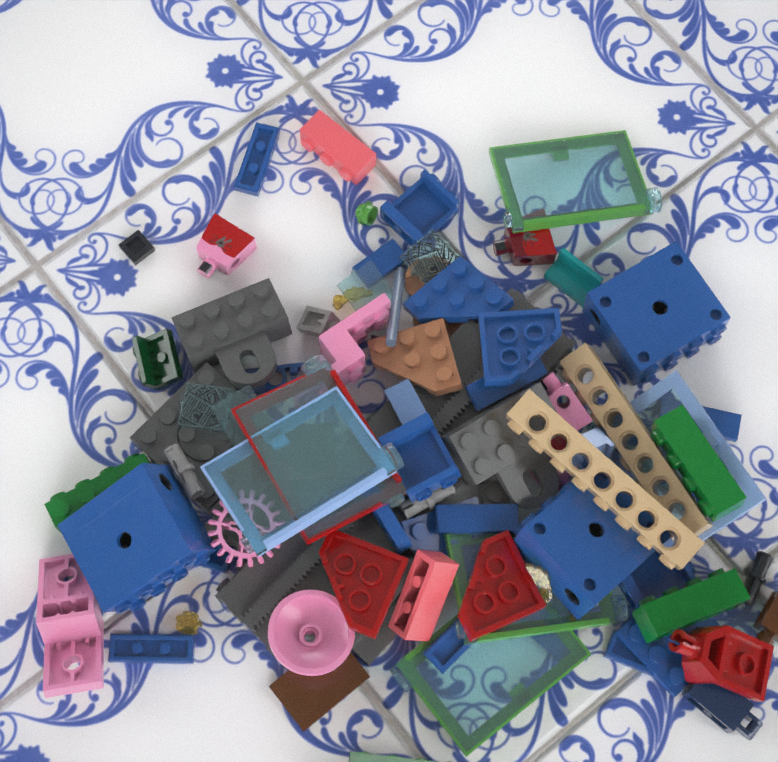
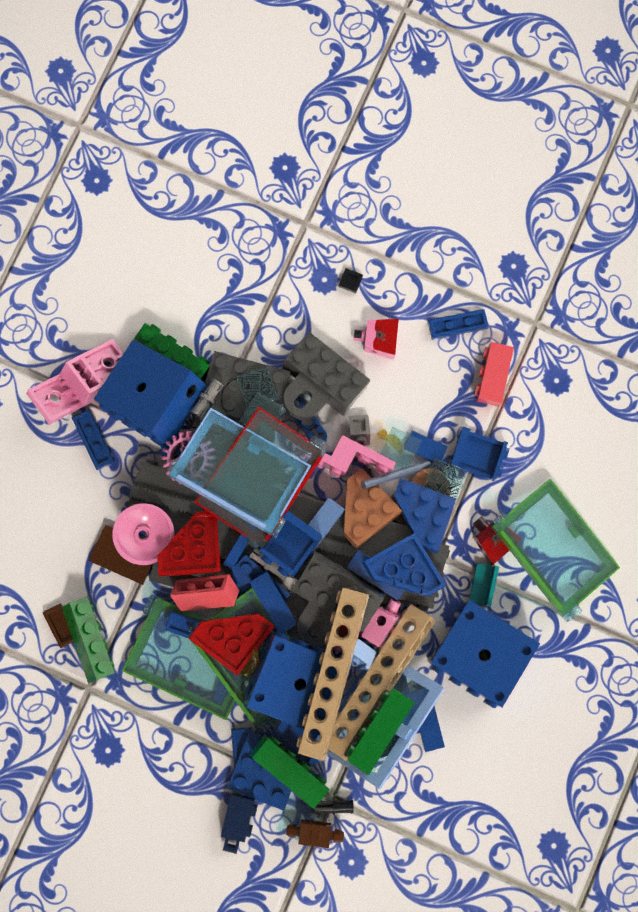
camera: 60 degrees right, 10 degrees up
(157, 359) = (278, 338): dark green bracket -> none
(188, 623) = (119, 453): clear yellow plate -> none
(366, 213) = (456, 419): bright green plate -> none
(725, 658) = (262, 809): red plate -> none

